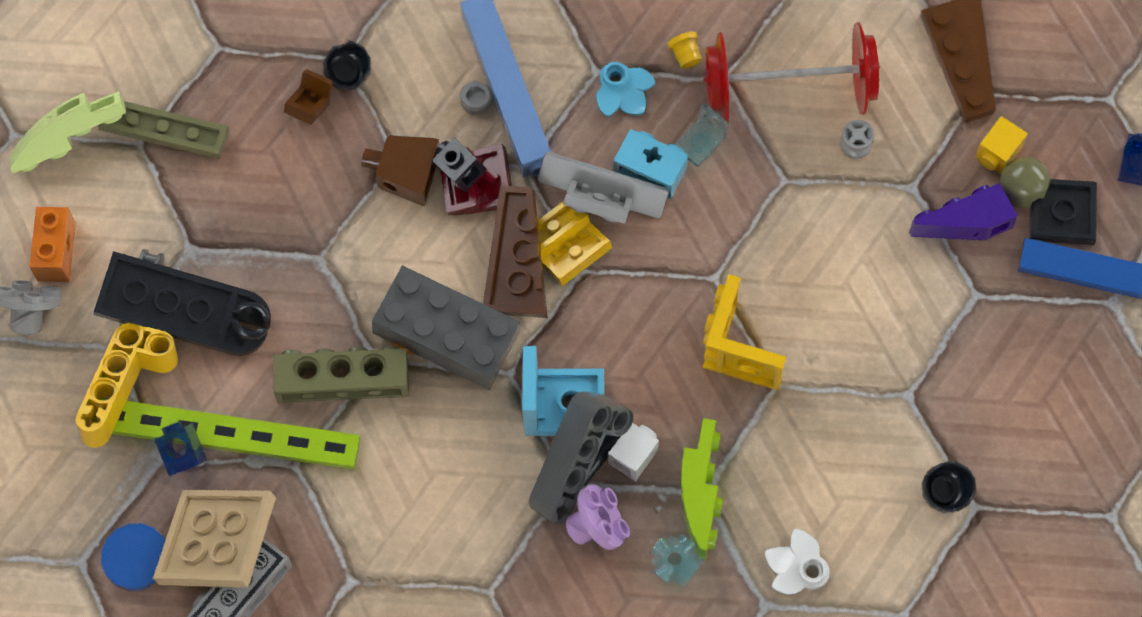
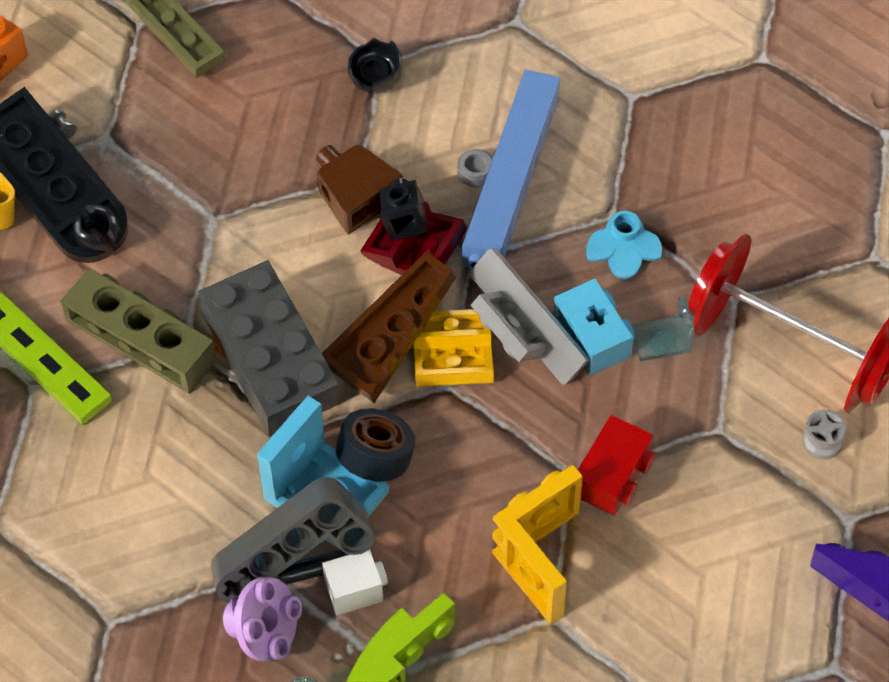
camera: 35 degrees right, 10 degrees down
(310, 98) = (318, 75): reddish brown bracket -> none
(574, 347) = (375, 444): none -> black wheel
(686, 49) = (711, 237): yellow piece -> none
(741, 251) = (614, 465): none -> red brick

